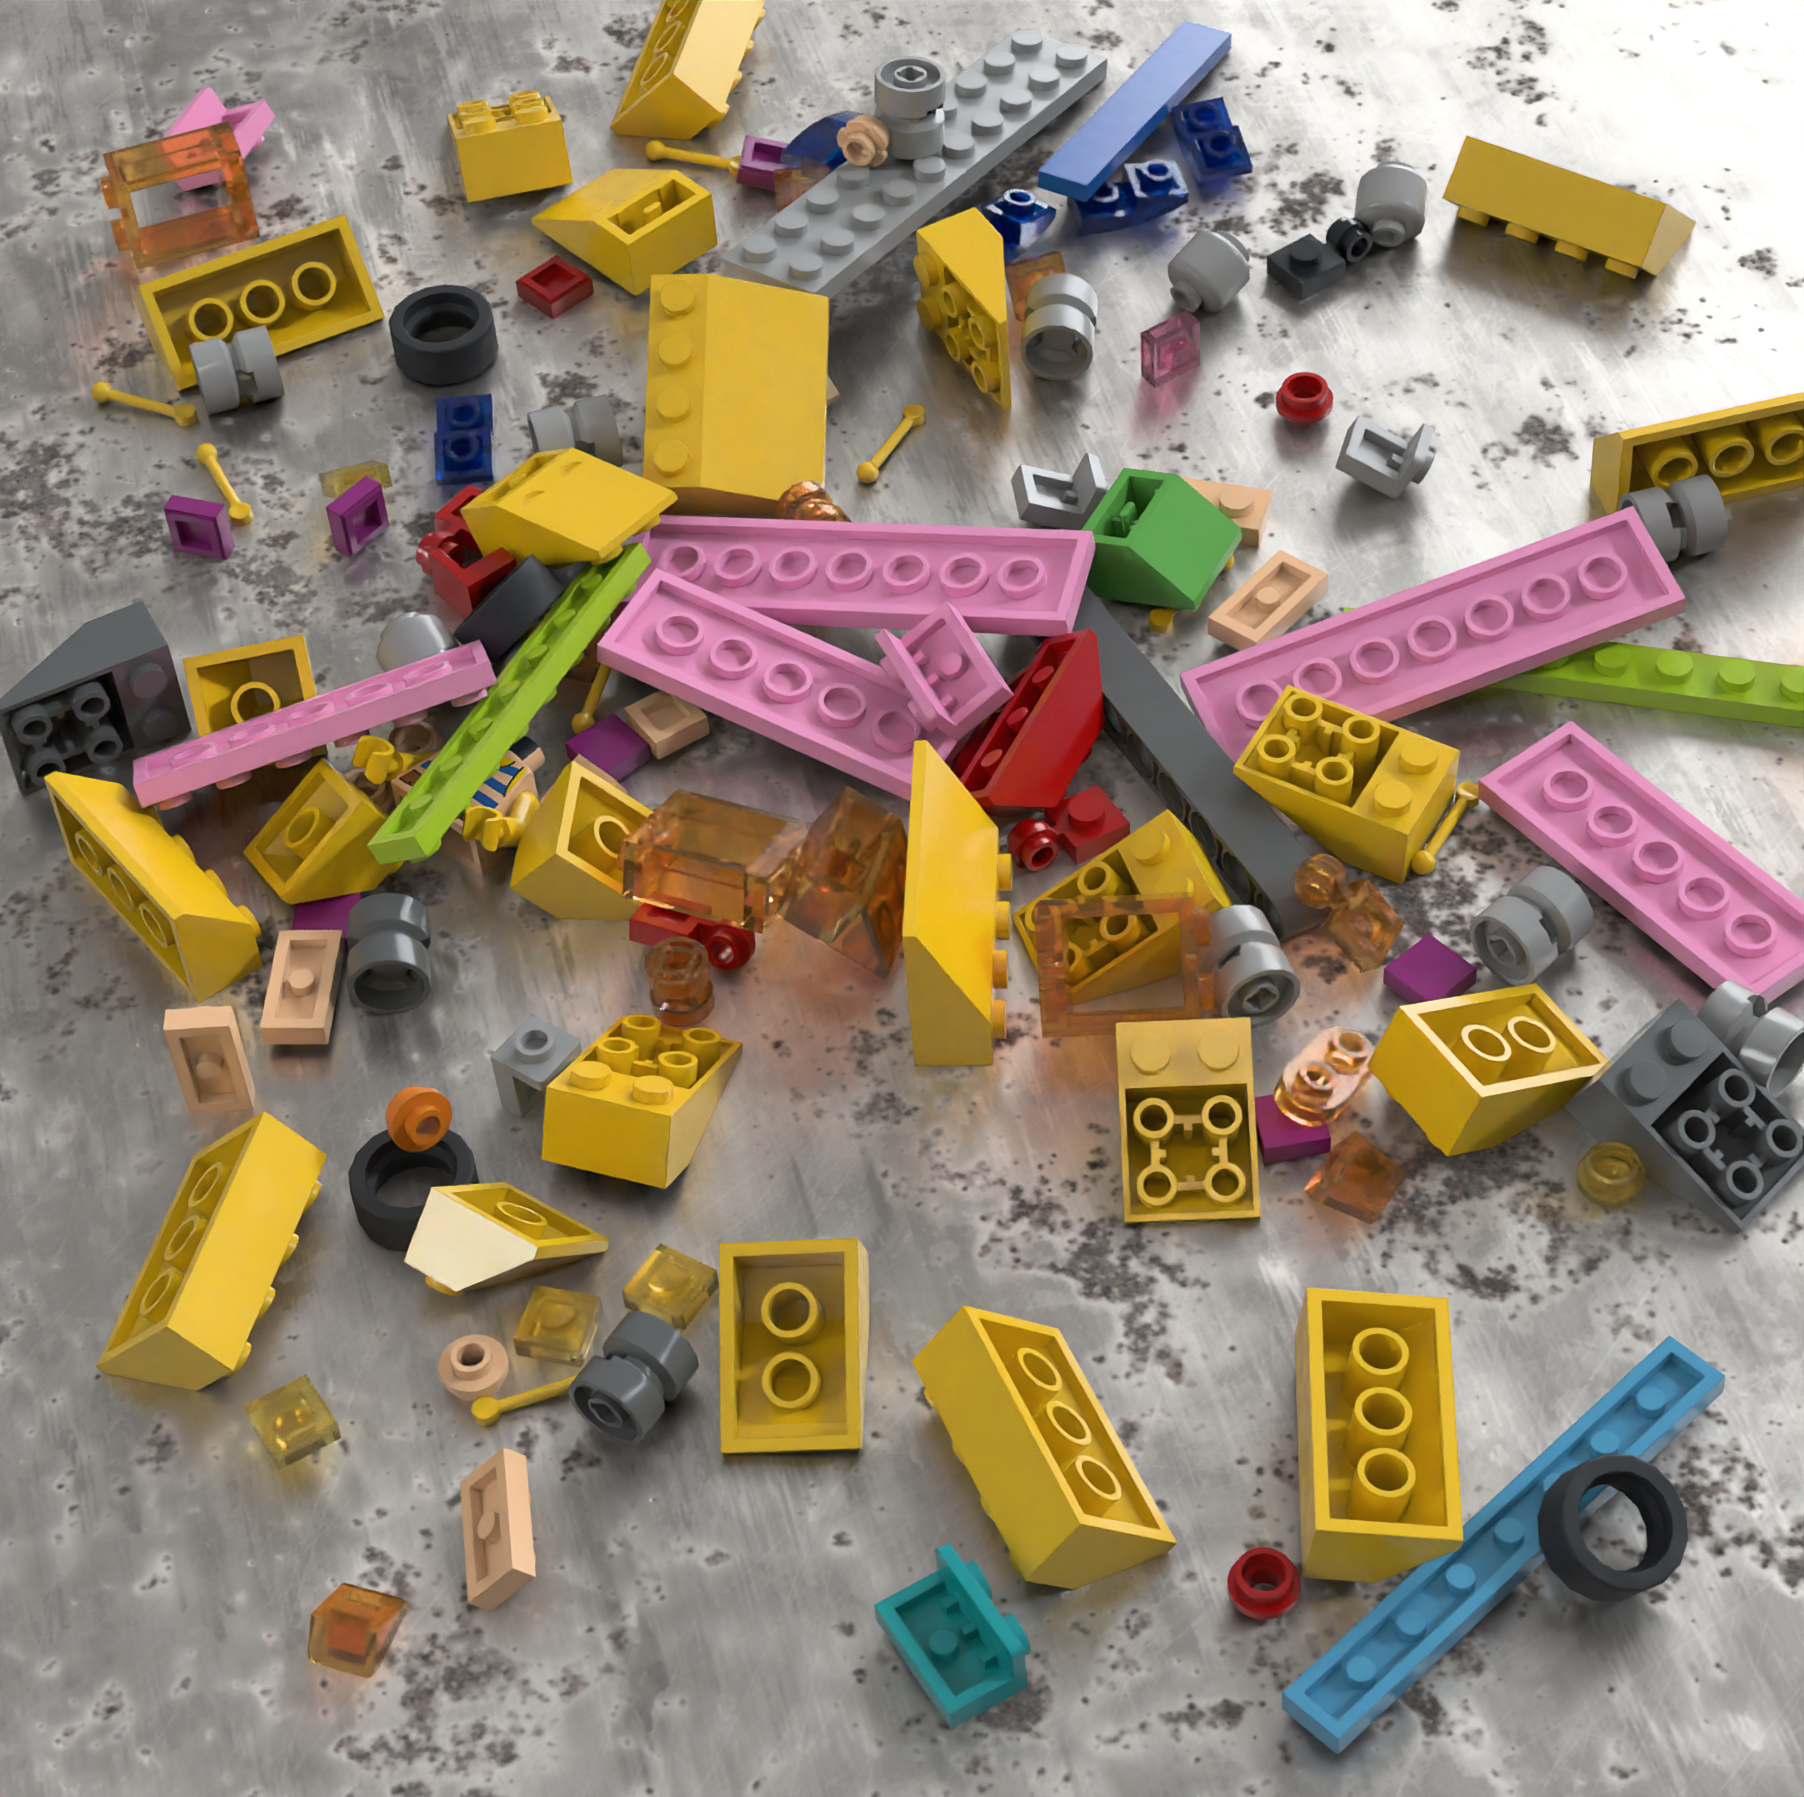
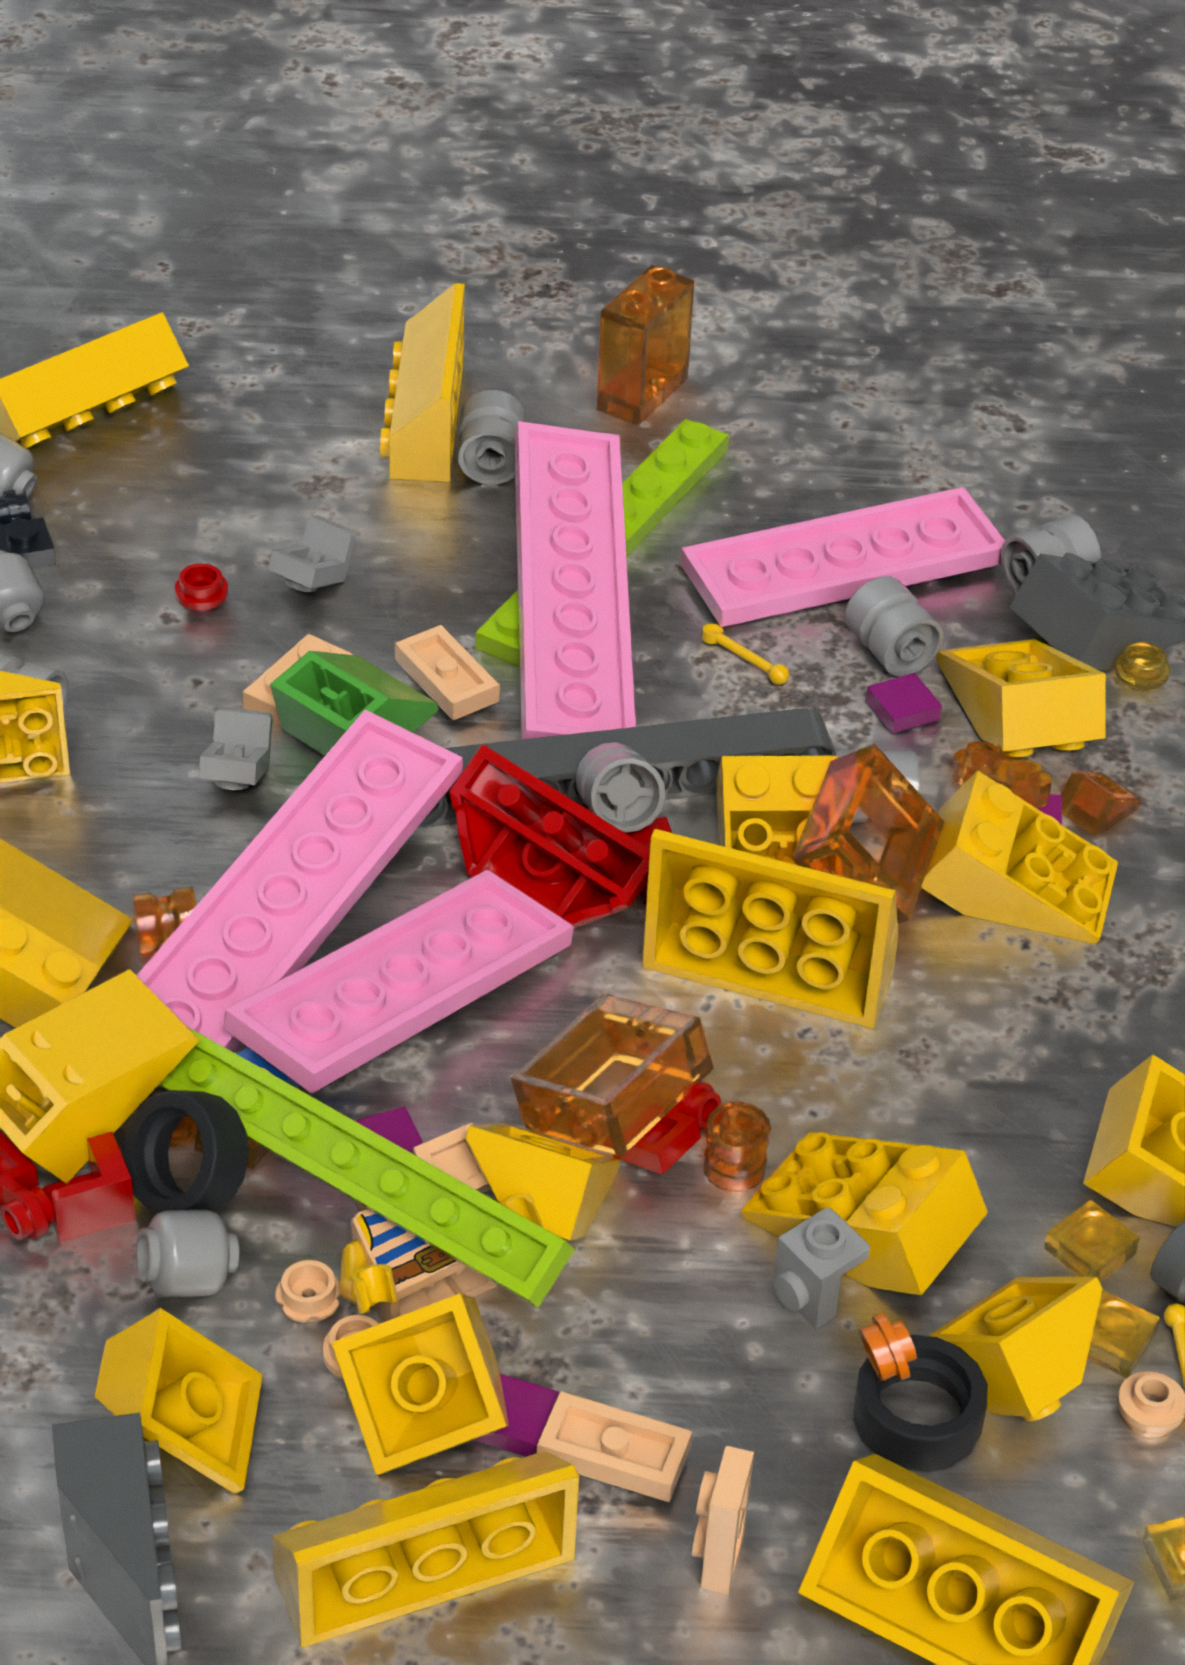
camera: 80 degrees left, 5 degrees down
(292, 731) = (283, 1344): bright pink plate -> none
(388, 953) = (613, 1356): dark grey wheel -> none
(666, 722) = (380, 1086): light nougat plate -> none
(851, 882) = (693, 977): clear orange slope -> none
(912, 416) = (41, 832): yellow hinge -> none
(945, 673) = (464, 857): bright pink bracket -> none
(1110, 756) = (620, 786): none -> light grey wheel
(1170, 348) = (92, 640): clear pink plate -> none
(1351, 780) = (708, 663): yellow slope -> none
(1360, 917) = (830, 708): clear orange plate -> none

